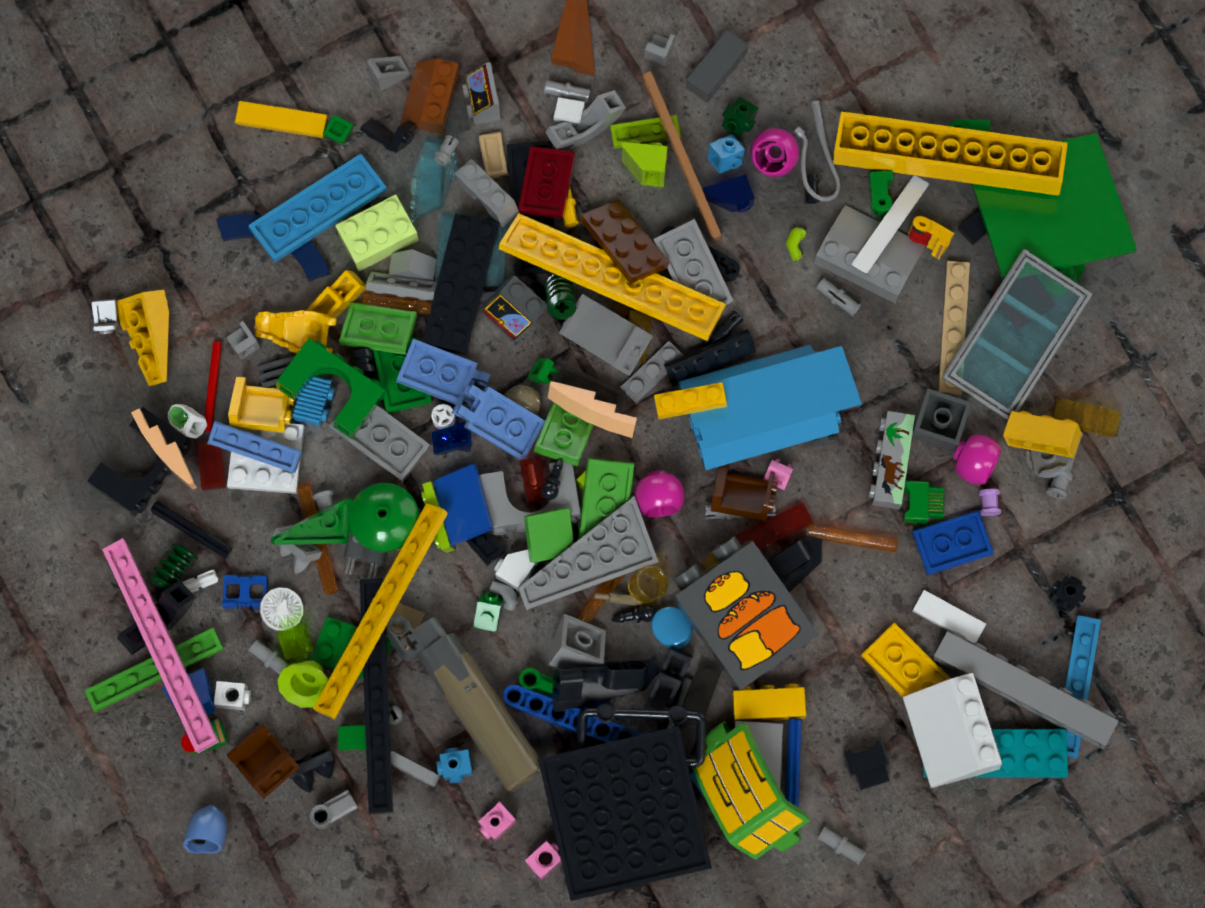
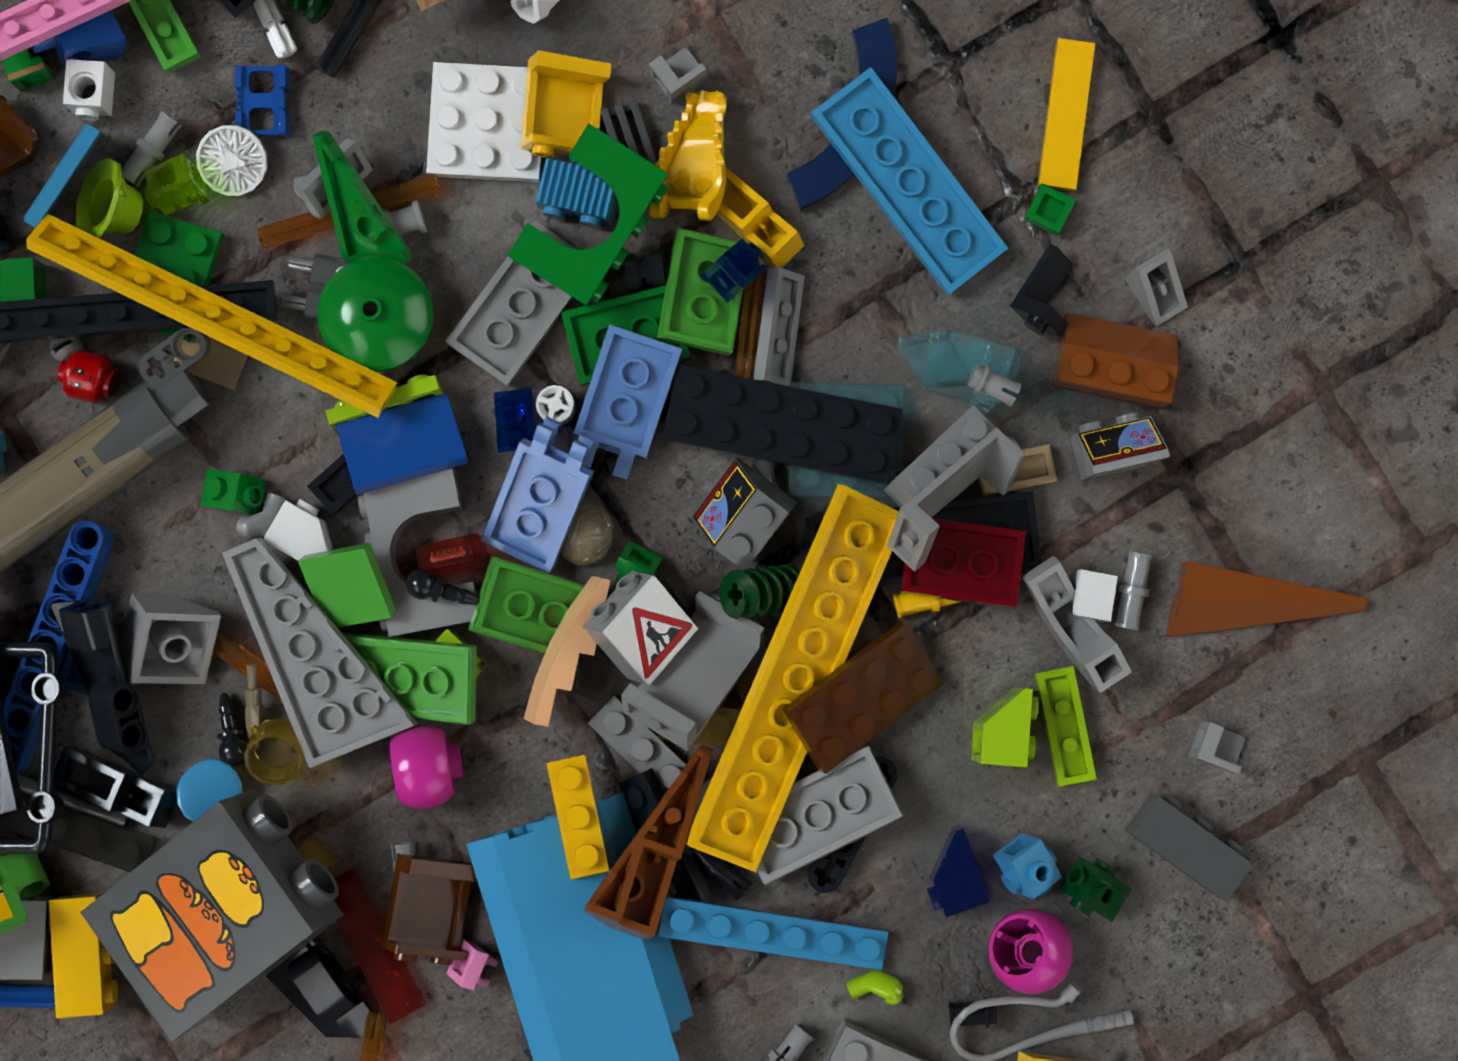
camera: 80 degrees right, 10 degrees up
(211, 467) = (466, 35): clear red plate -> none
(212, 385) = (603, 29): red bar -> none
(255, 447) = (493, 100): medium blue tile -> none
(288, 707) = (63, 175): none -> dark azure tile
(368, 305) = (735, 269): none -> clear blue slope
(377, 233) = (868, 281): yellowish green brick -> none
(413, 265) = (815, 344): light grey slope -> none
(413, 697) = (88, 377): none -> red head
(526, 197) = (914, 530): none -> light grey panel
(543, 685) = (109, 584): green piece -> none
(579, 364) = (640, 627): none -> piece
(682, 157) = (1018, 790): medium nougat tile -> none
(731, 365) = (639, 881): none -> dark orange wedge
(761, 298) = (772, 933): none -> dark azure plate

